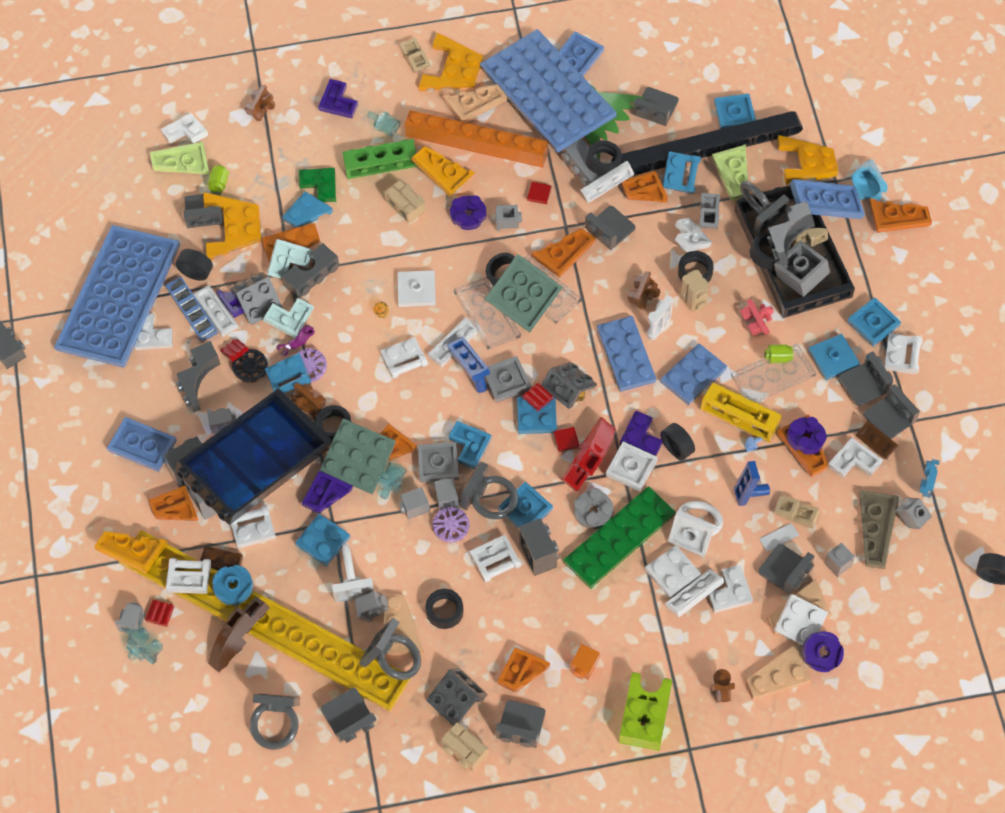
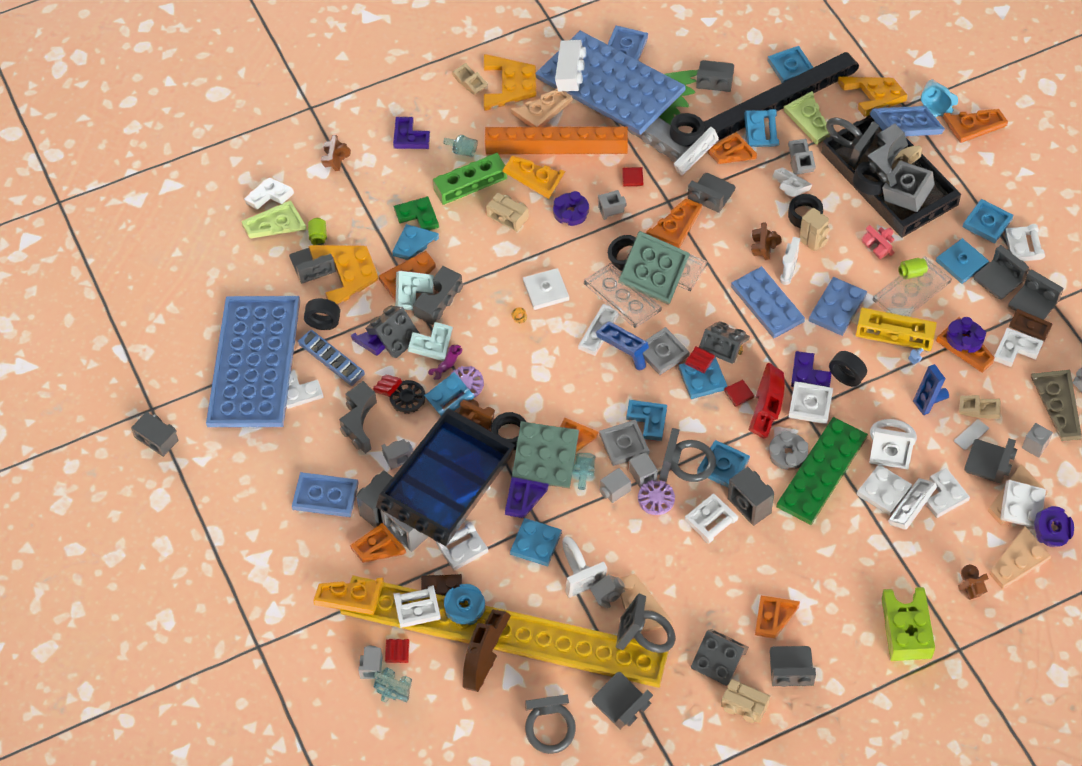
camera: 15 degrees left, 5 degrees down
(216, 311) = (356, 353): white tile -> none
(402, 353) = (554, 350): white plate -> none
(448, 622) = (683, 563): black tyre -> none
(512, 65) = (570, 65): none -> white brick
(584, 662) = (832, 592): orange brick -> none

